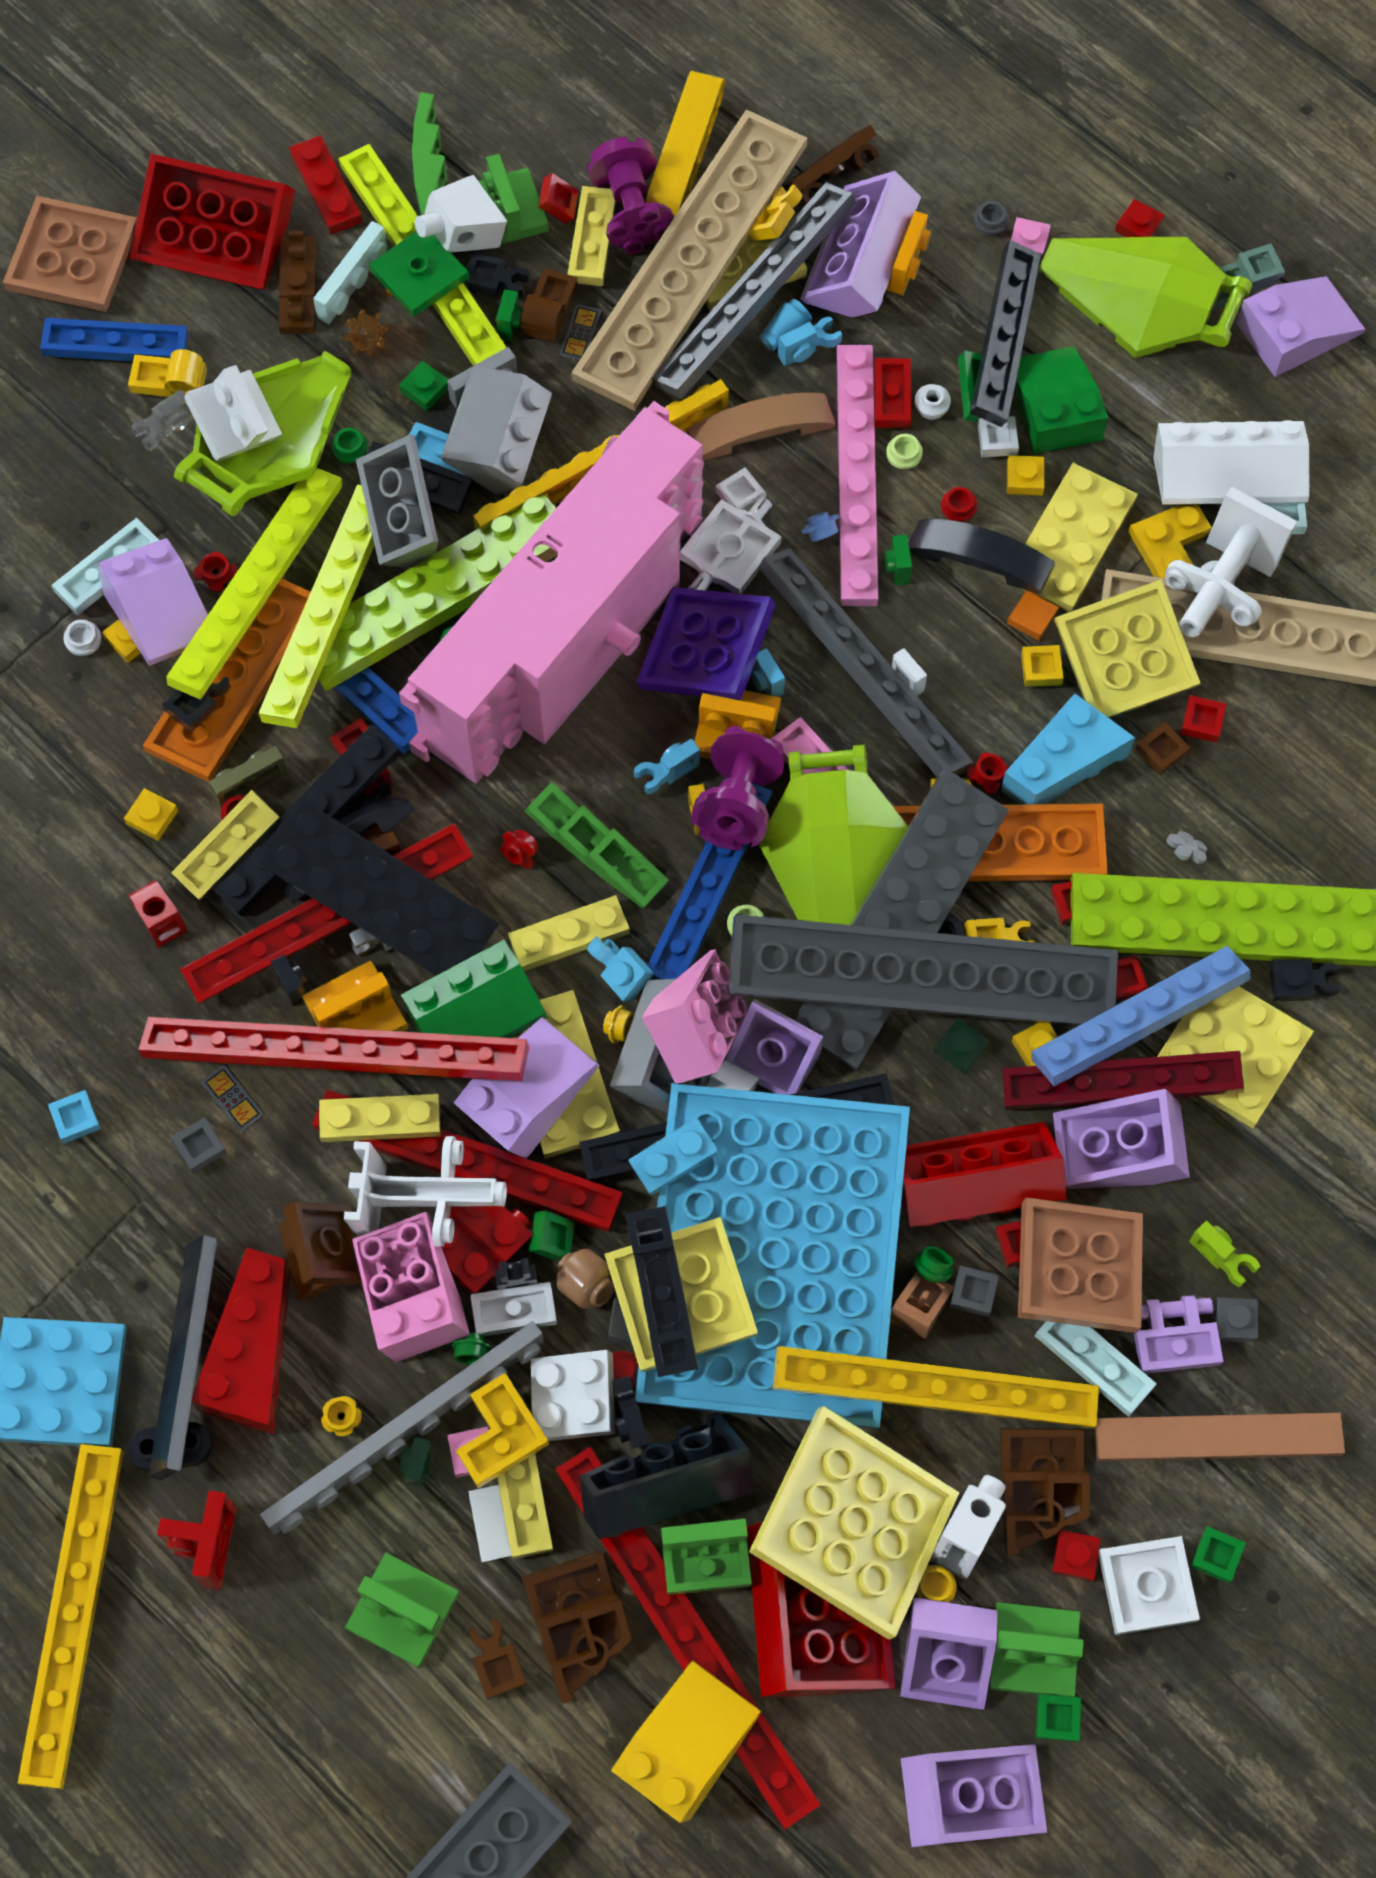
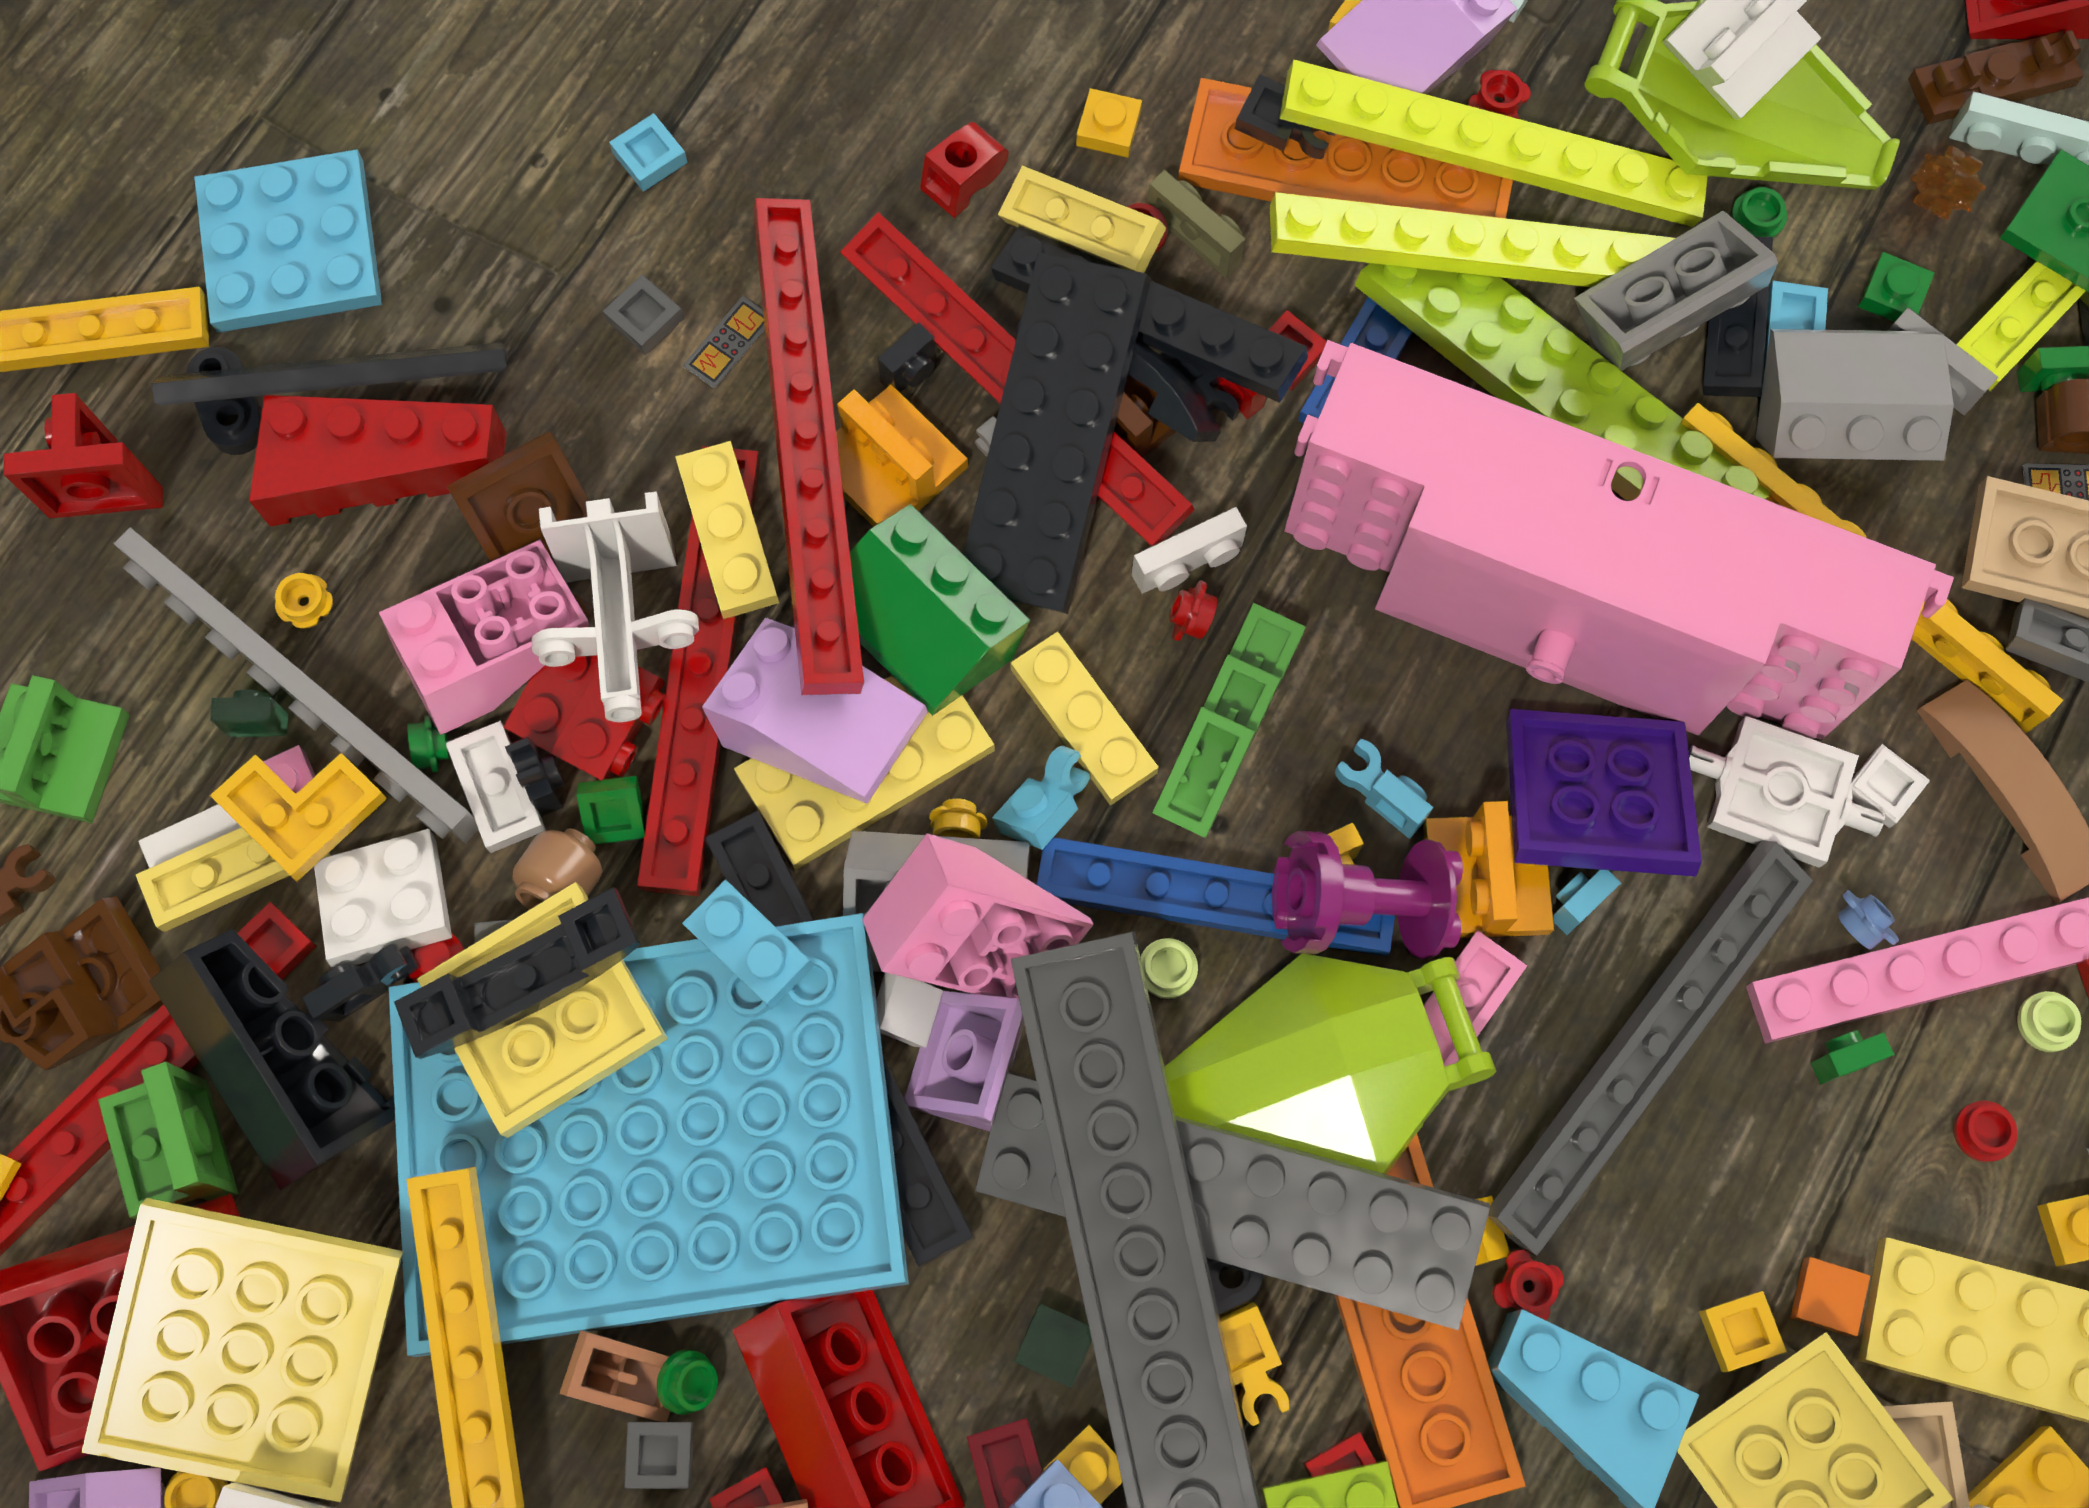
camera: 75 degrees right, 5 degrees up
(483, 854) = (1171, 560): none -> white plate
(909, 671) = (1658, 1116): white tile -> none
(982, 549) = (1911, 1188): black slope -> none

